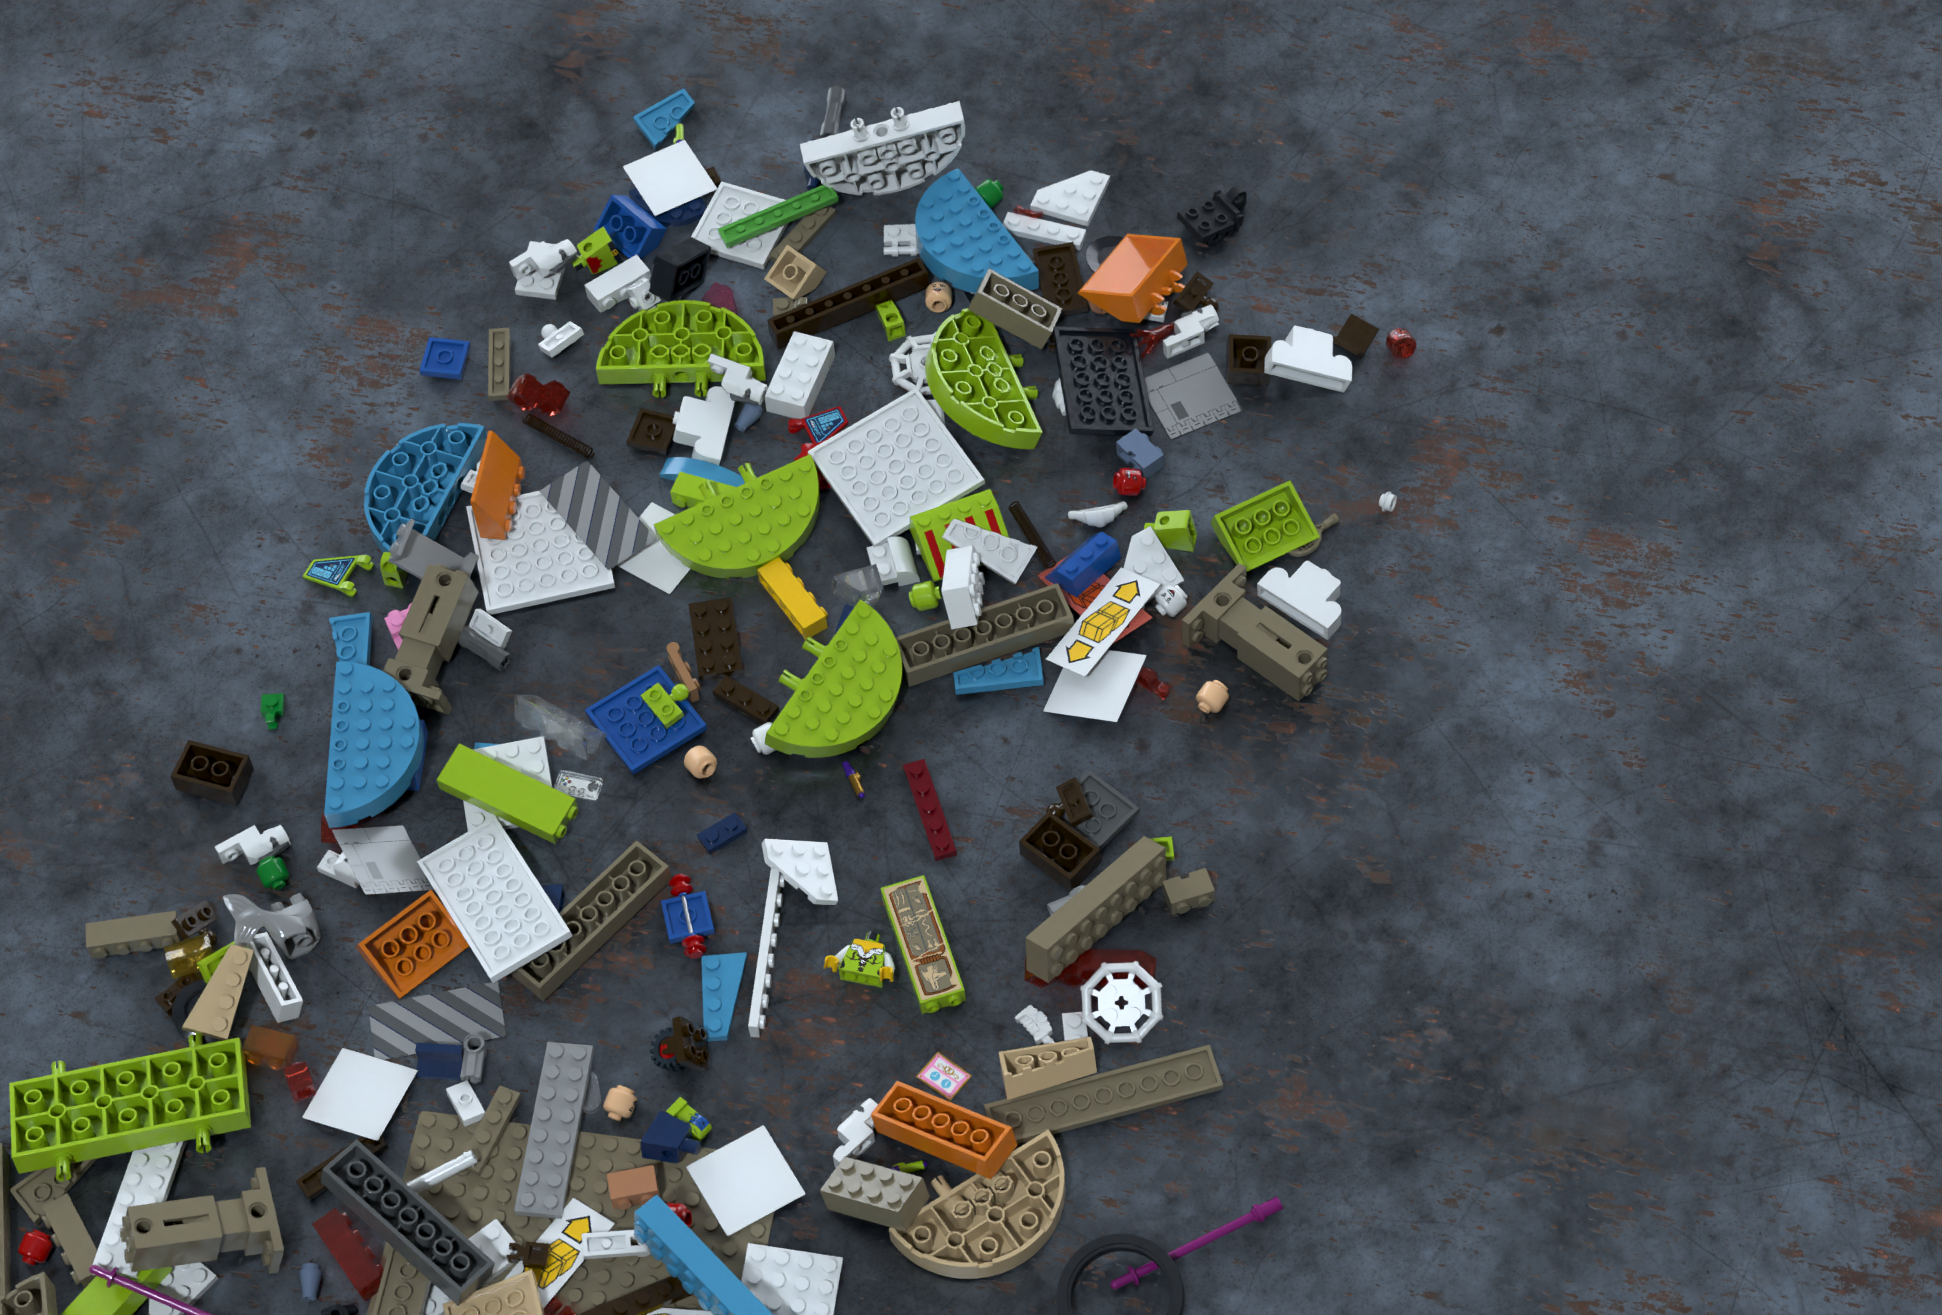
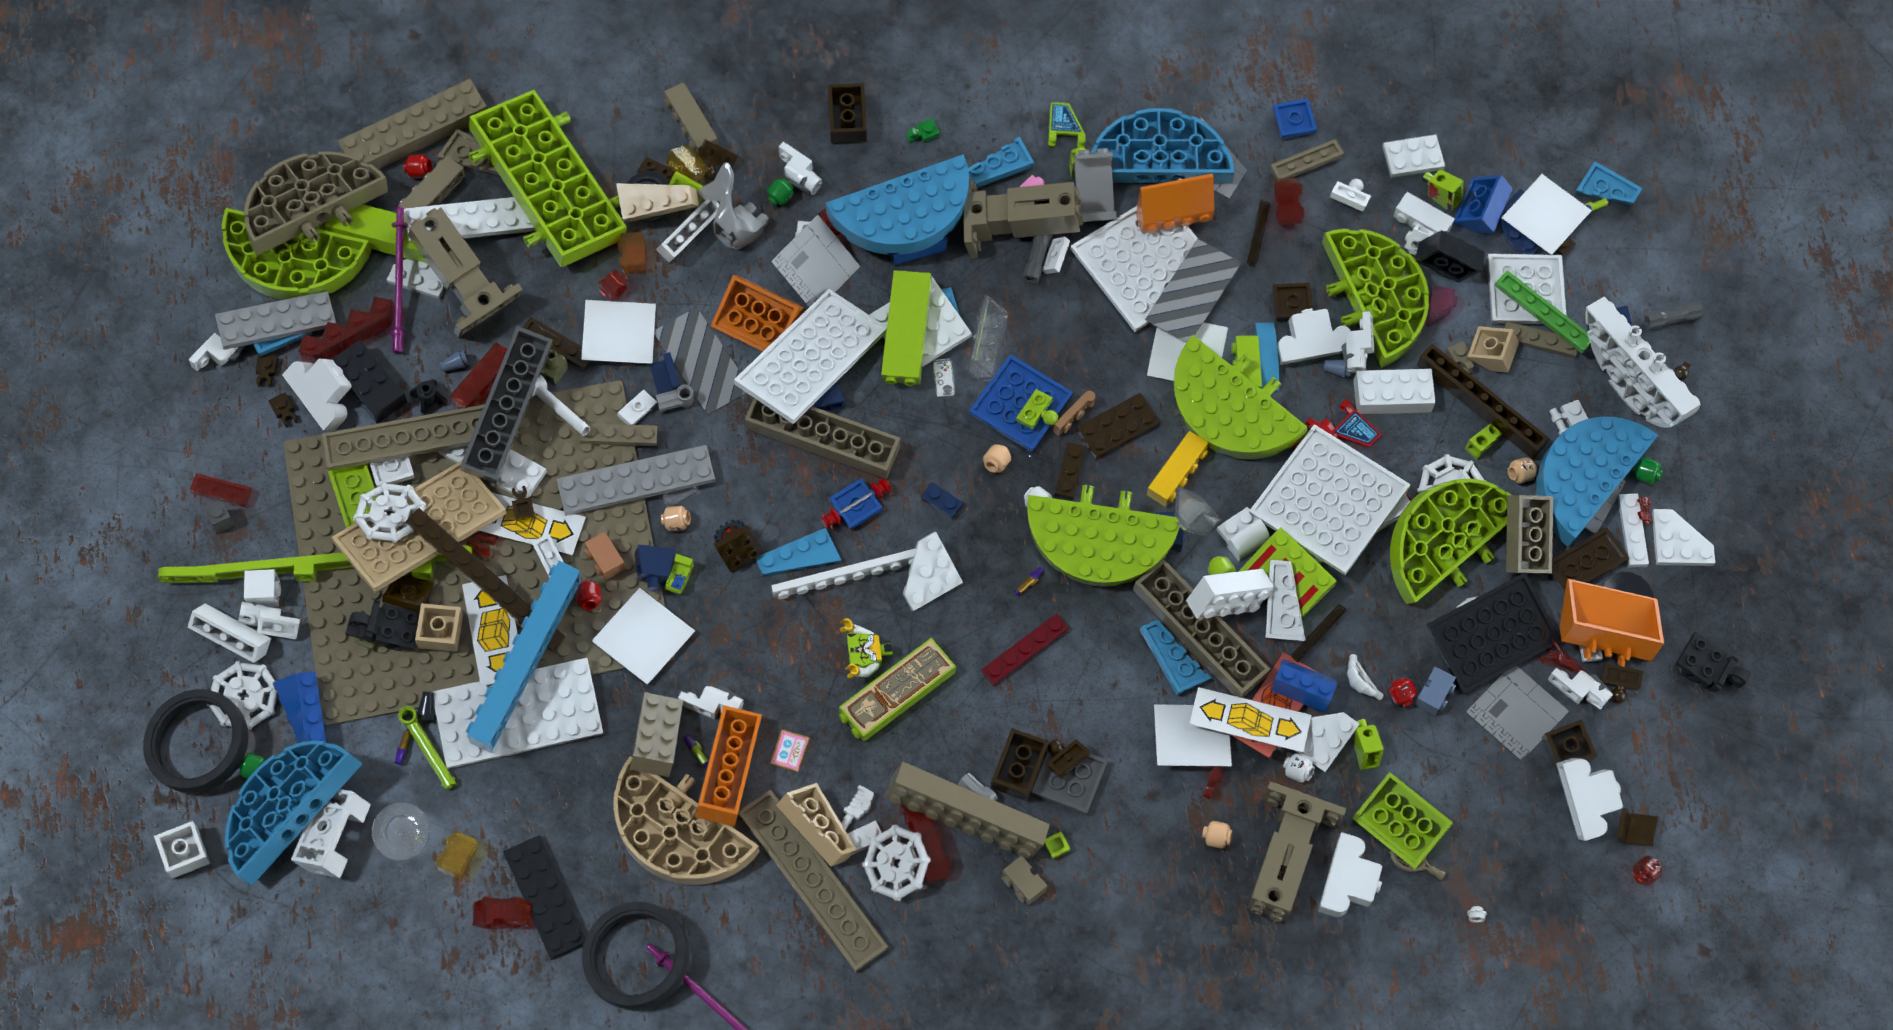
camera: 60 degrees right, 10 degrees up
(544, 259) = (1416, 151): white plate -> none

